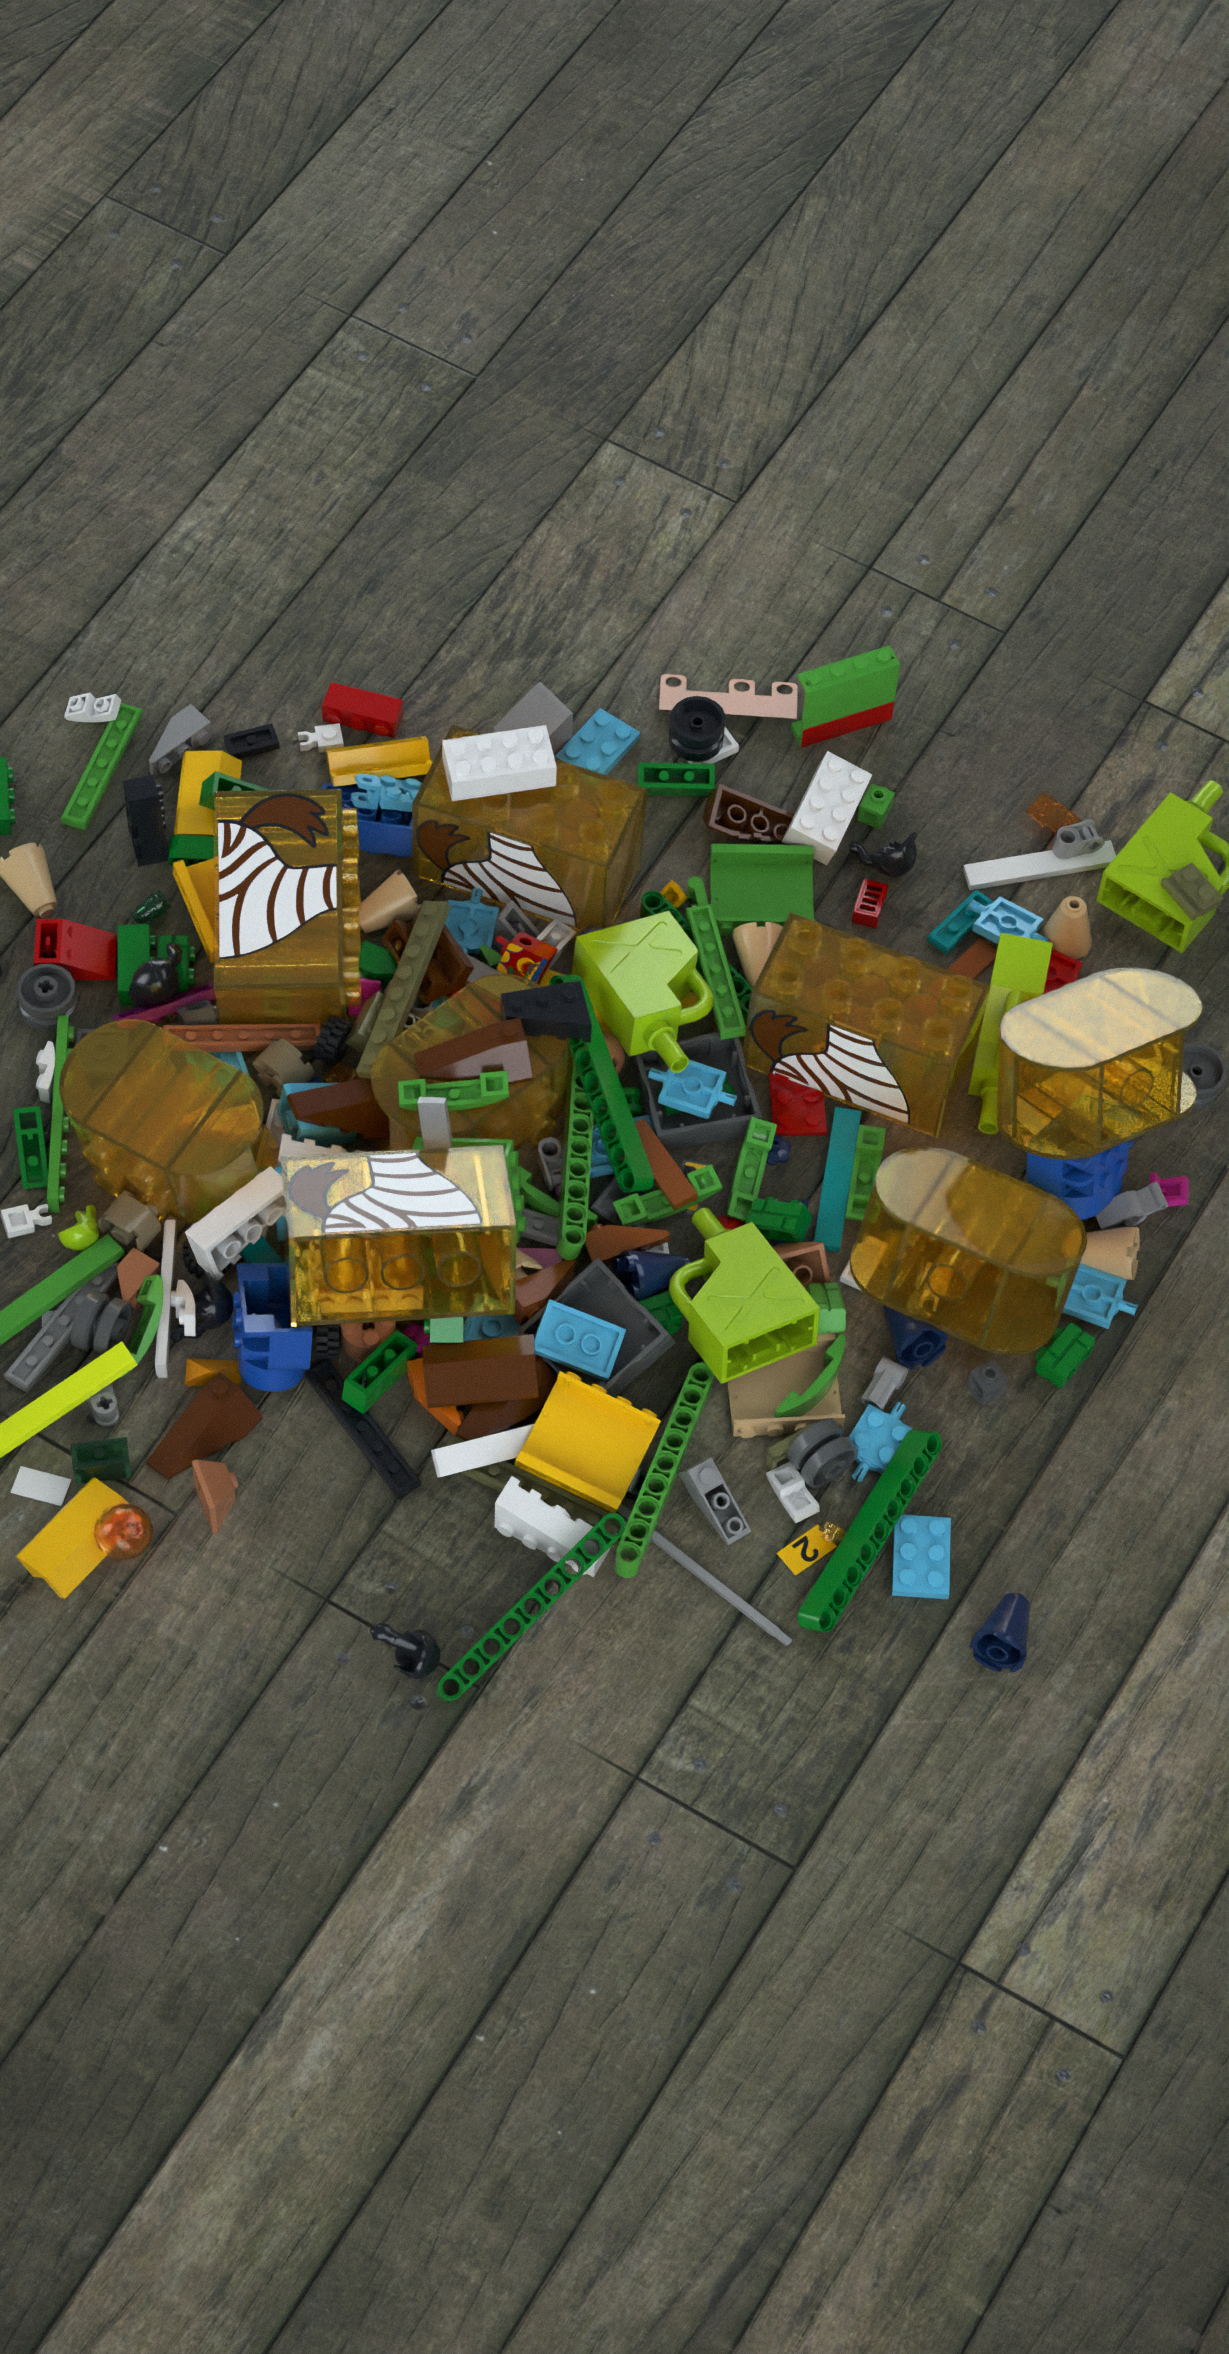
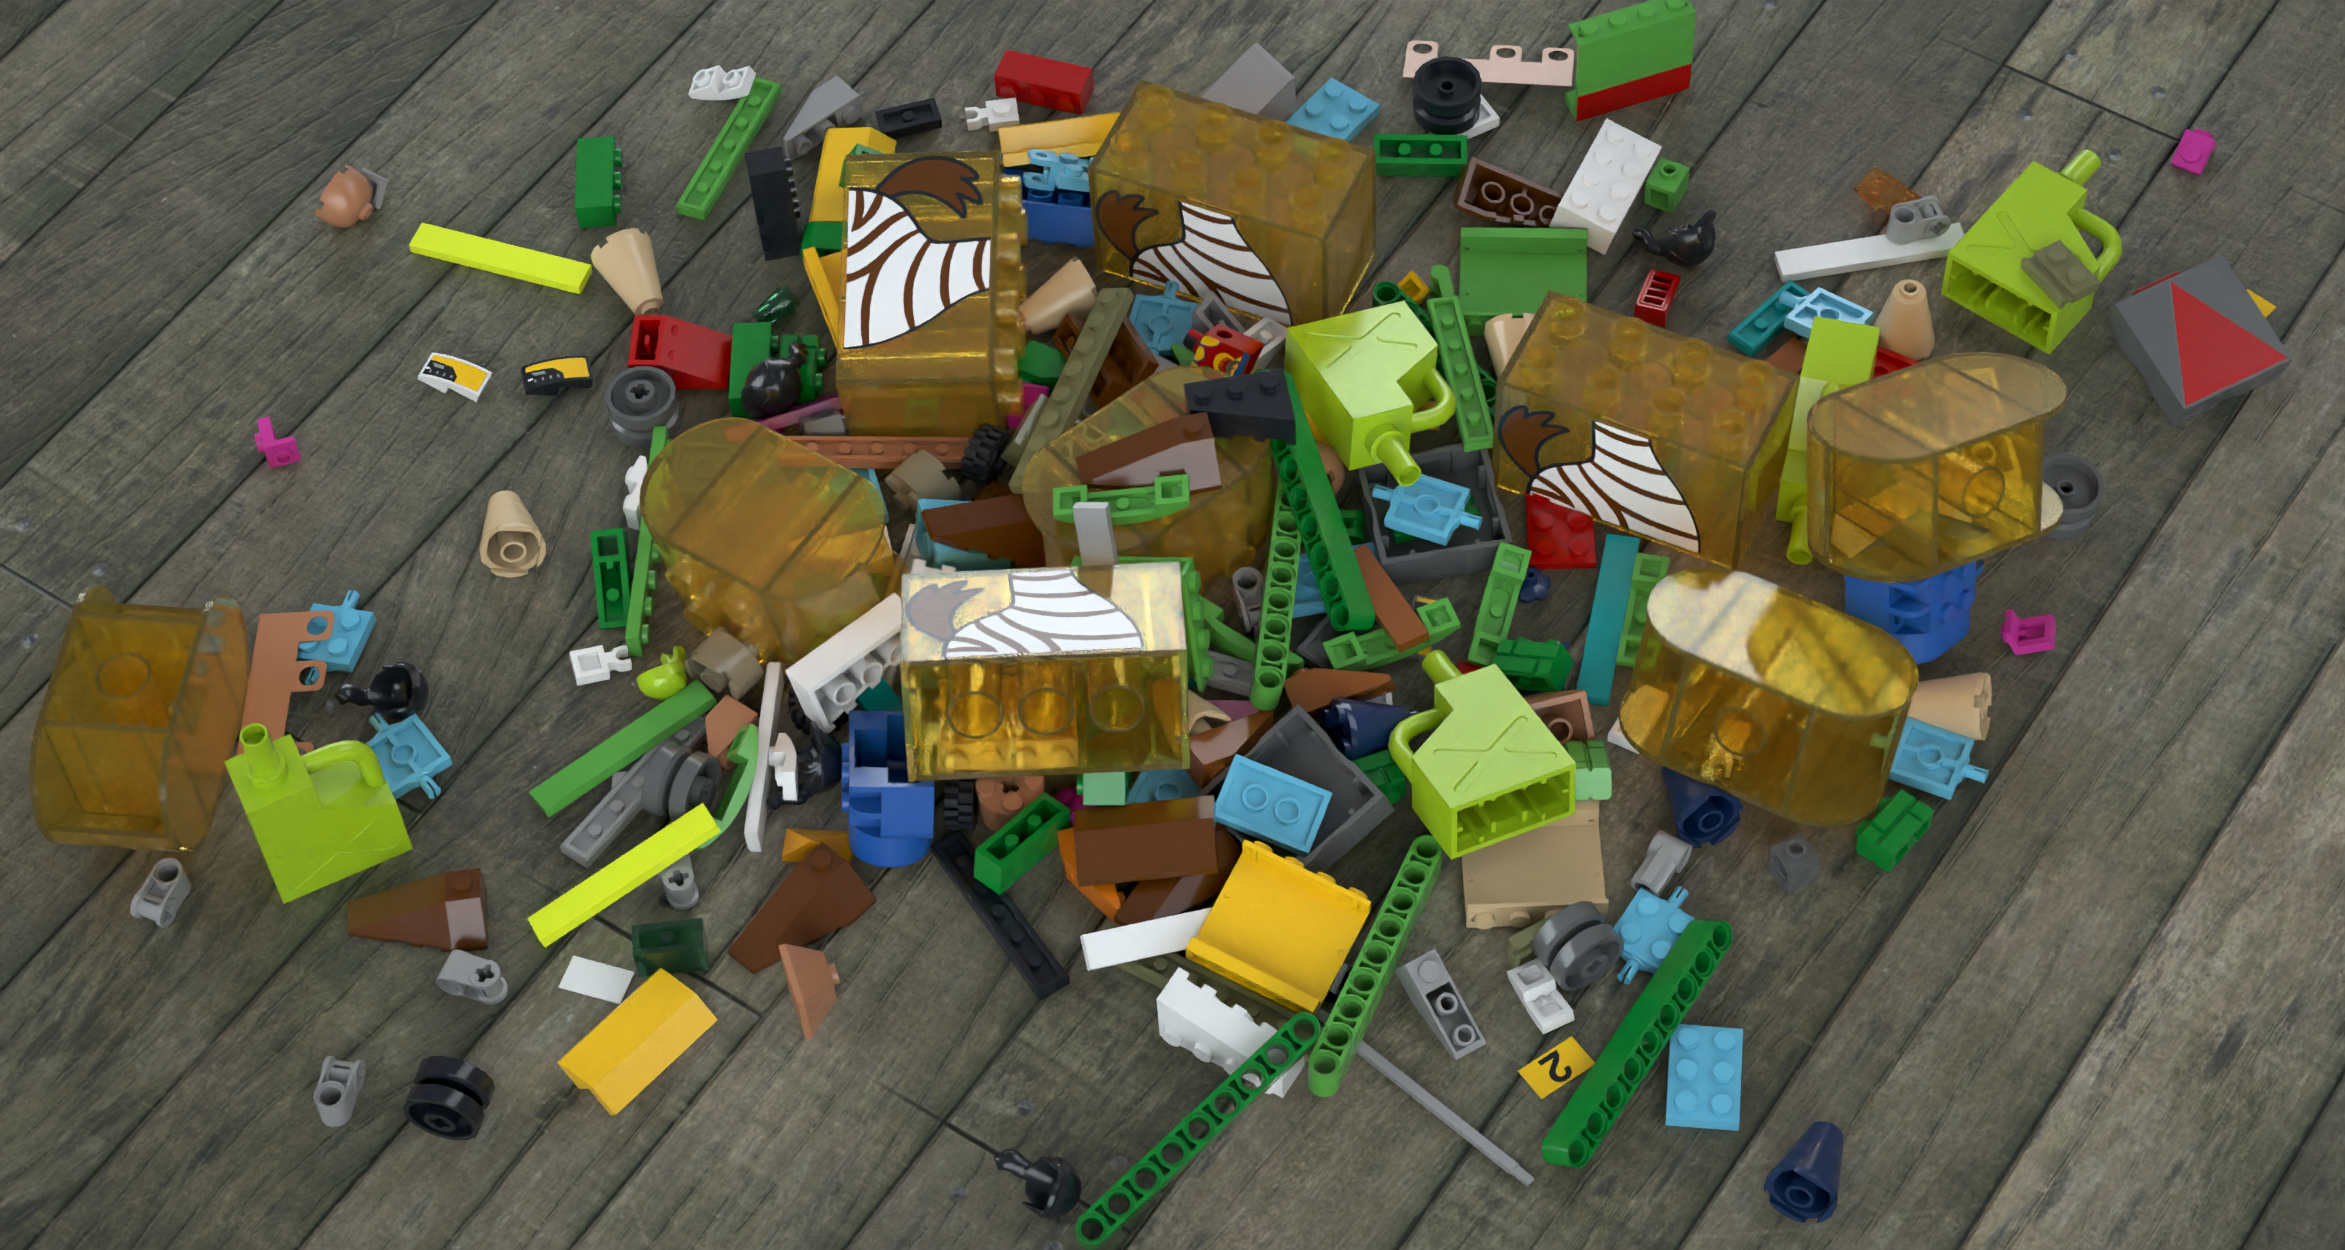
camera: 10 degrees right, 5 degrees down
(123, 1531) = (692, 1033): clear orange cylinder -> none
(499, 763) = (1193, 117): white brick -> none
(797, 1405) = (1554, 888): bright green slope -> none
(832, 1532) = (1589, 1045): clear yellow plate -> none
(1132, 1207) = (1982, 650): light grey piece -> none

